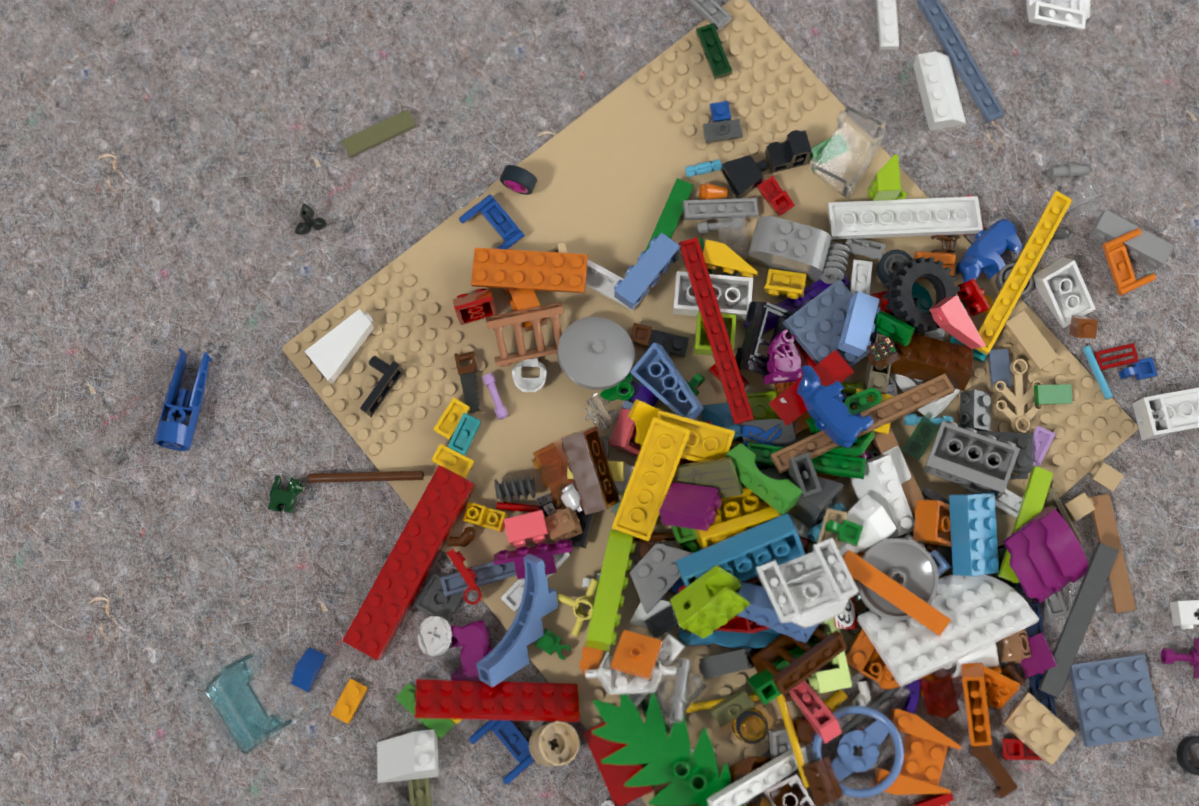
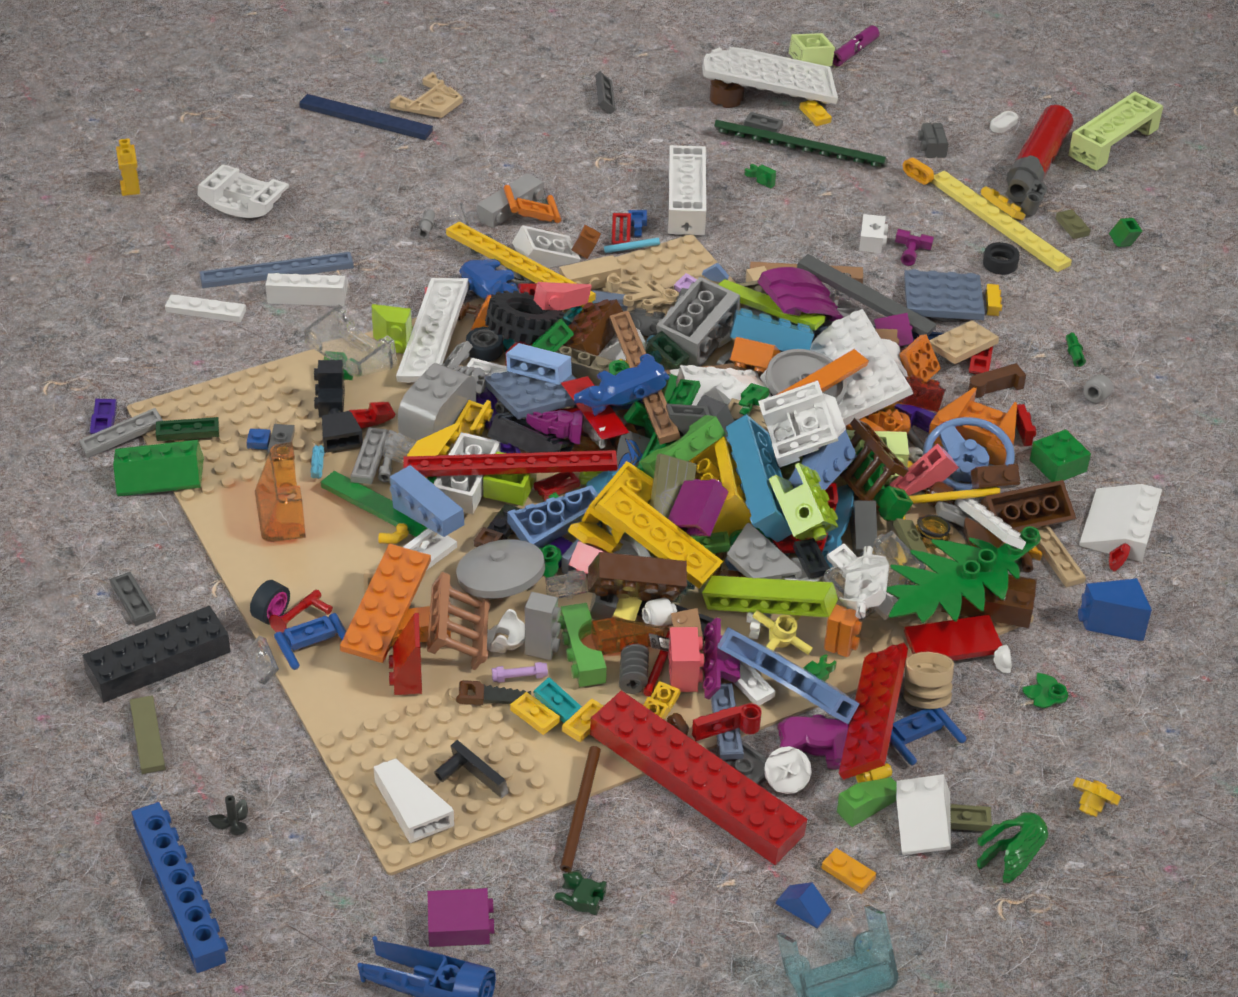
camera: 80 degrees left, 35 degrees down
(227, 202) = (179, 887): none -> blue brick
(244, 409) = (459, 917): none -> magenta brick
(455, 113) = (156, 653): none -> black brick
(511, 448) = (587, 663): none -> bright green arch
(517, 75) = (133, 598): none -> dark grey tile
(528, 402) = (542, 626): none -> light grey brick
(538, 210) = (279, 623): none -> red piece
(626, 256) = (395, 537): none -> yellow arm
(636, 654) = (848, 572): orange plate -> none
(658, 44) = (158, 468): none -> green slope
(663, 140) = (279, 516): none -> clear orange windscreen
(679, 697) = (897, 546): light grey pin -> none
(710, 191) = (347, 459): orange cone -> none
(882, 353) = (577, 346): brick -> none
(976, 704) = (935, 364): orange brick -> none
(1053, 394) = (646, 270): tile -> none
(1072, 463) = (715, 273): none -> medium blue tile
(1106, 475) = (733, 257): tan brick -> none
(1125, 753) = (993, 299): none -> yellow piece

